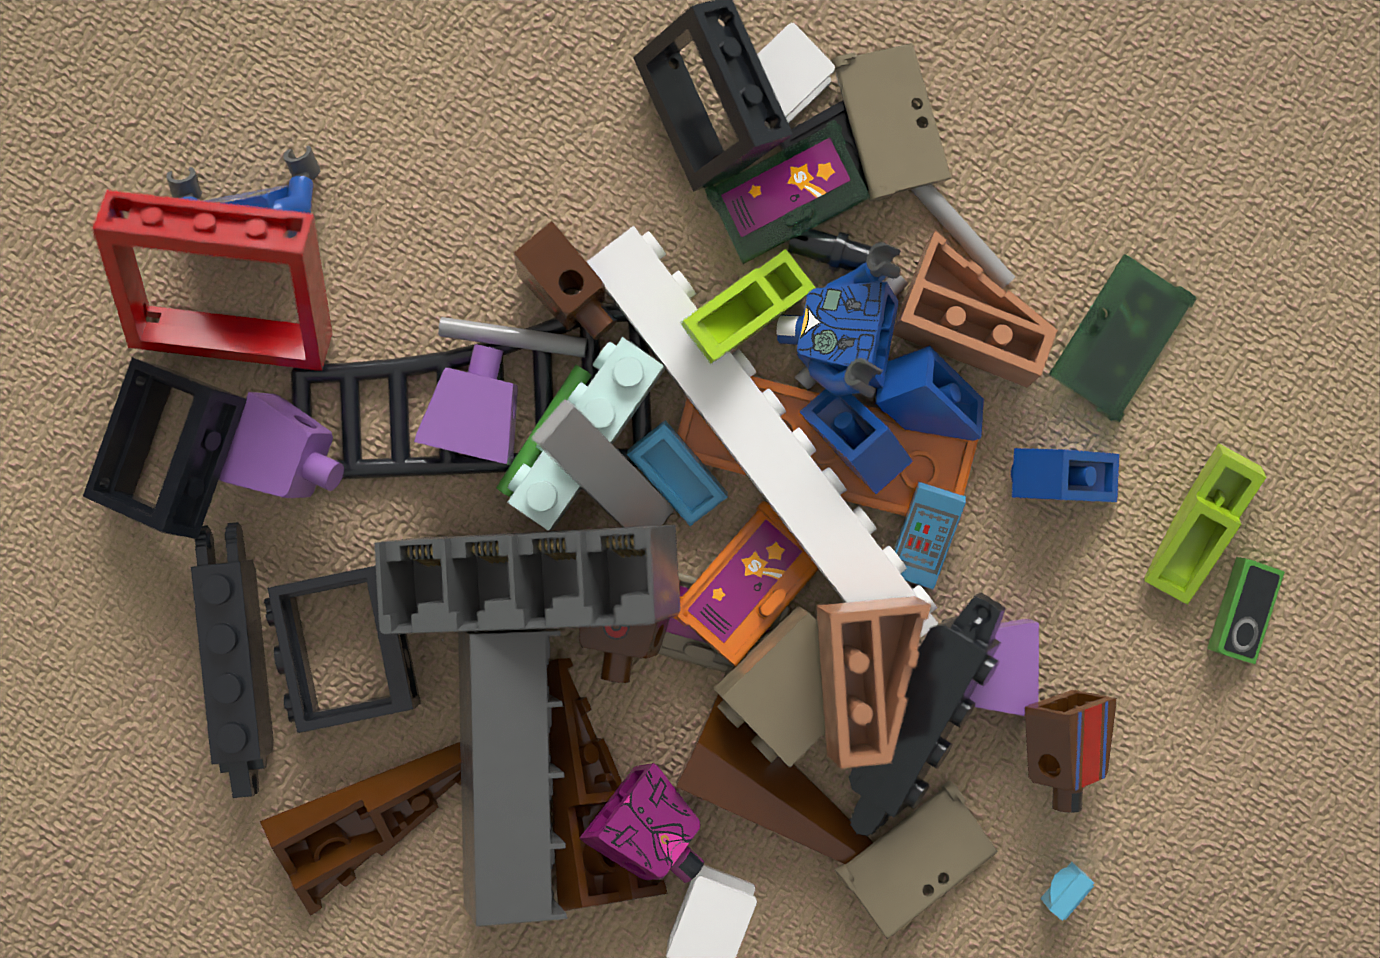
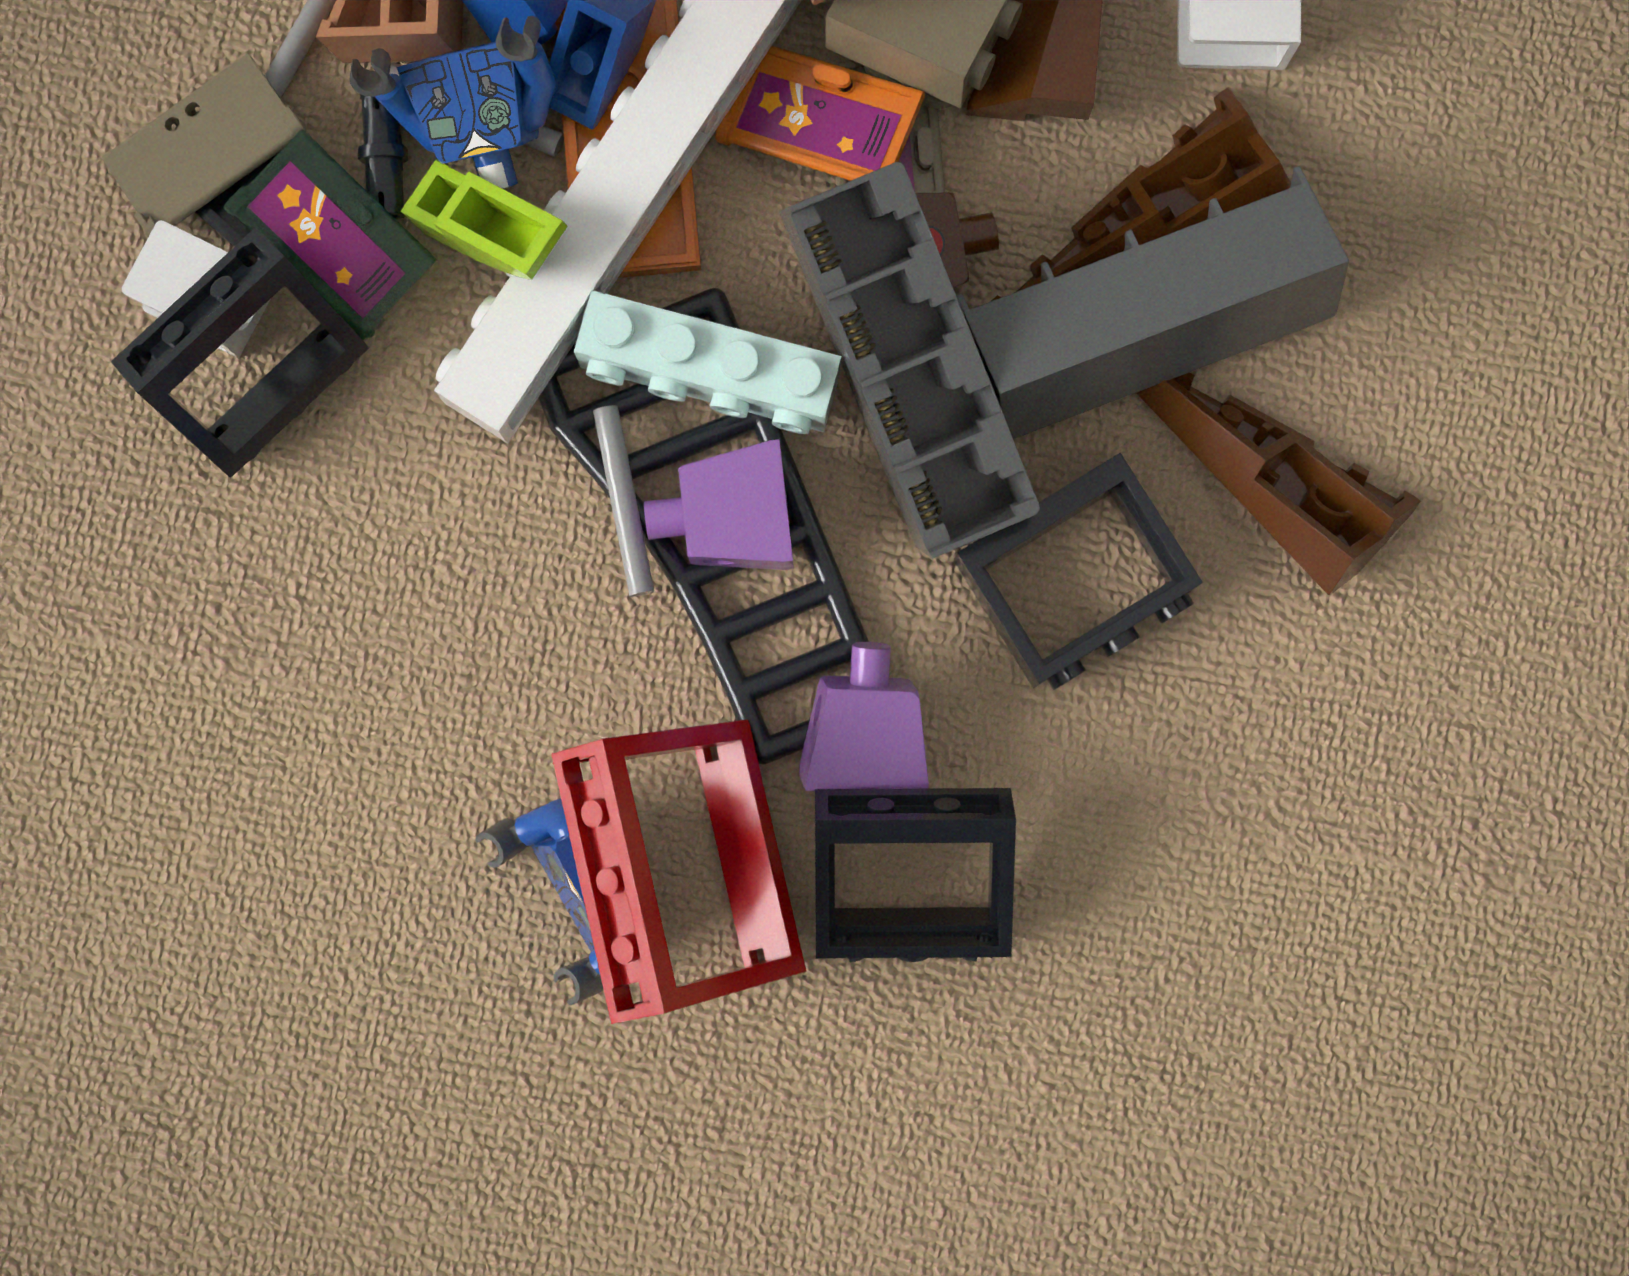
camera: 110 degrees left, 5 degrees down
(232, 660) = (1147, 698): black hinge -> none
(529, 452) = (708, 420): bright green bar -> none
(552, 266) = (533, 453): reddish brown torso -> none
(600, 469) = (742, 317): light grey tile -> none
(647, 827) = (1155, 127): magenta torso -> none
(677, 473) = (718, 247): dark azure tile -> none

